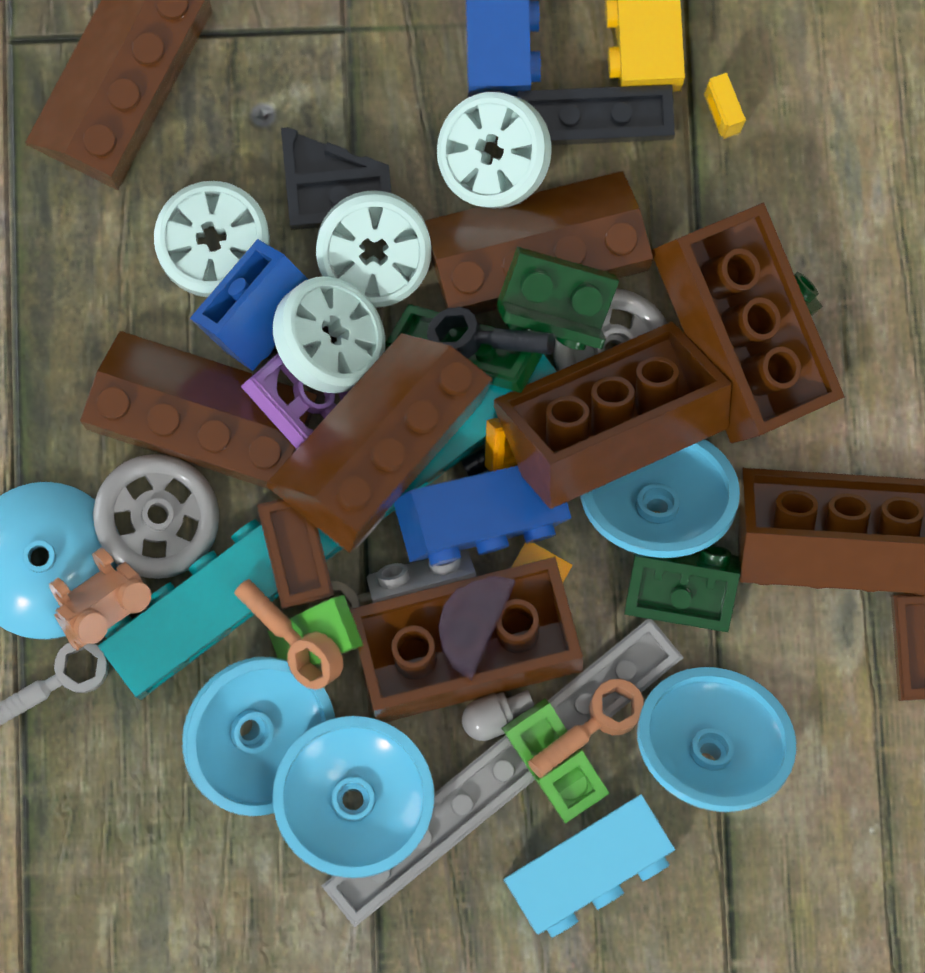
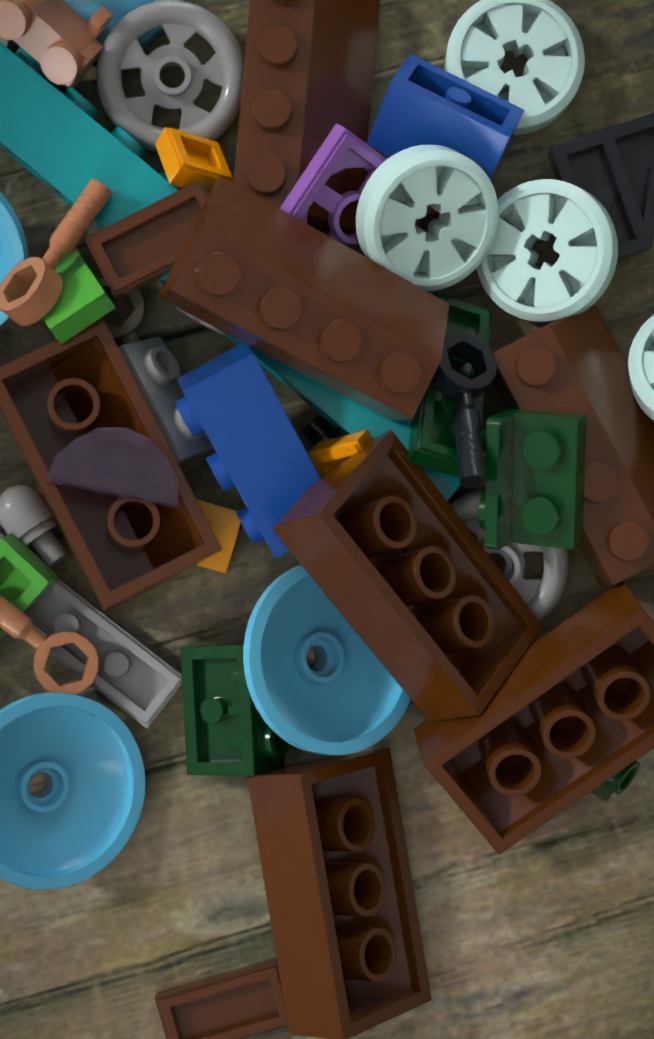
camera: 85 degrees right, 5 degrees up
(234, 511) = (191, 158): none -> light orange tile

